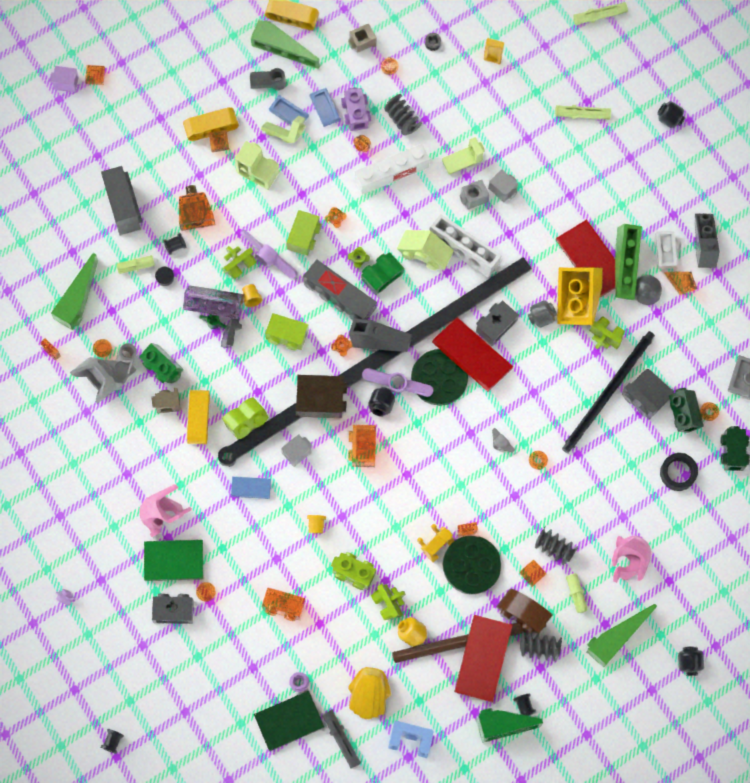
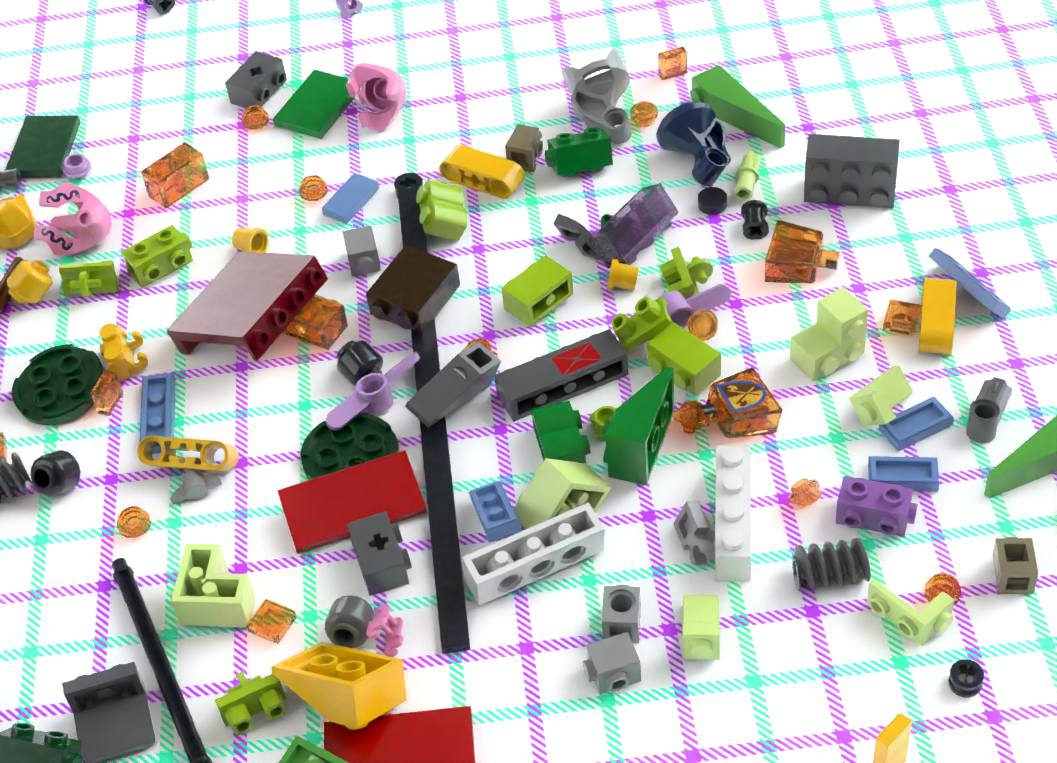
camera: 125 degrees right, 25 degrees down
(120, 298) = (696, 131): none -> dark blue piece
(179, 116) = (970, 282): none -> medium blue tile
(254, 508) = (313, 188): none -> clear orange plate
(270, 237) = (703, 324): none -> clear orange plate
(294, 257) = (645, 324): none -> lime hips
(321, 193) = (741, 406): none -> clear orange torso
(350, 630) = (89, 224): none -> bright pink piece
(365, 228) = (639, 430): none -> green slope
(376, 479) = (249, 302): none -> panel
(410, 62) = (912, 624): none -> yellowish green bracket
(410, 183) = (692, 530): none -> light grey plate
(449, 275) = (495, 511): none -> medium blue tile
(462, 497) = (157, 407): none -> medium blue tile
(487, 454) = (169, 459): none -> yellow beam
(533, 517) = (55, 473): none -> black head
(537, 295) = (393, 630): none -> bright pink piece
(557, 355) = (271, 621): none -> clear orange tile
(565, 387) = (208, 593): none -> yellowish green brick

